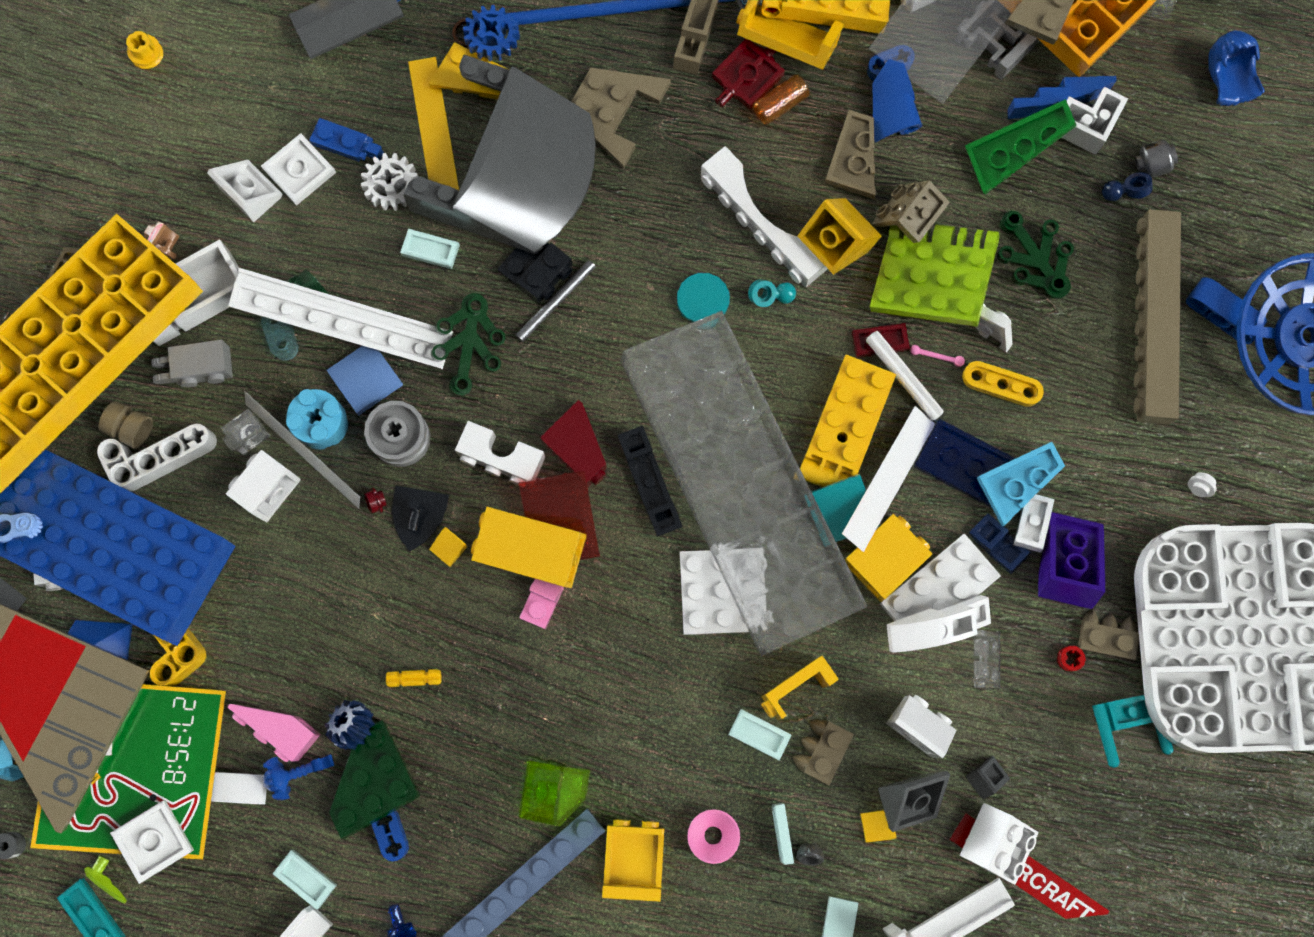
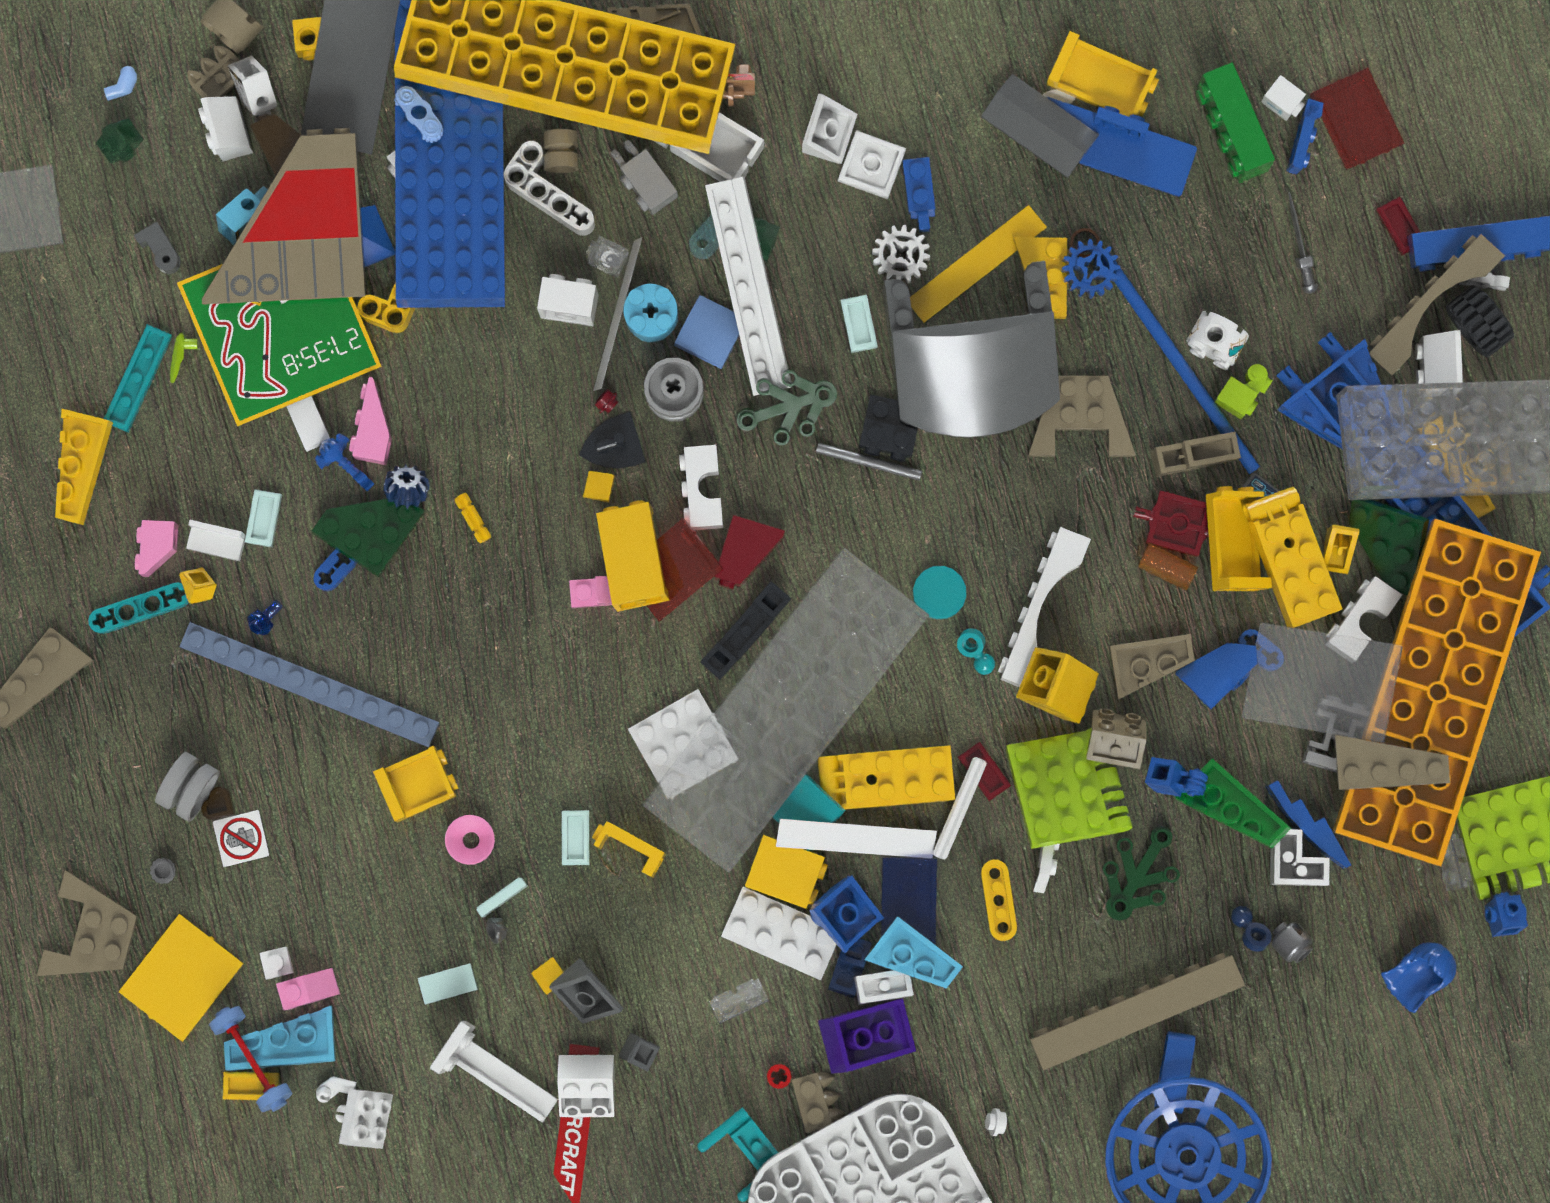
camera: 65 degrees right, 5 degrees up
(152, 841) = (231, 378): white plate -> none
(552, 792) = (438, 686): clear neon green slope -> none
(825, 751) = (589, 901): dark tan plate -> none
(922, 727) = (652, 971): white slope -> none
(939, 627) = (744, 945): white slope -> none
(952, 521) = (845, 913): none -> blue slope
(958, 361) = (1001, 851): bright pink hinge -> none
(968, 185) = (1172, 779): none -> blue brick

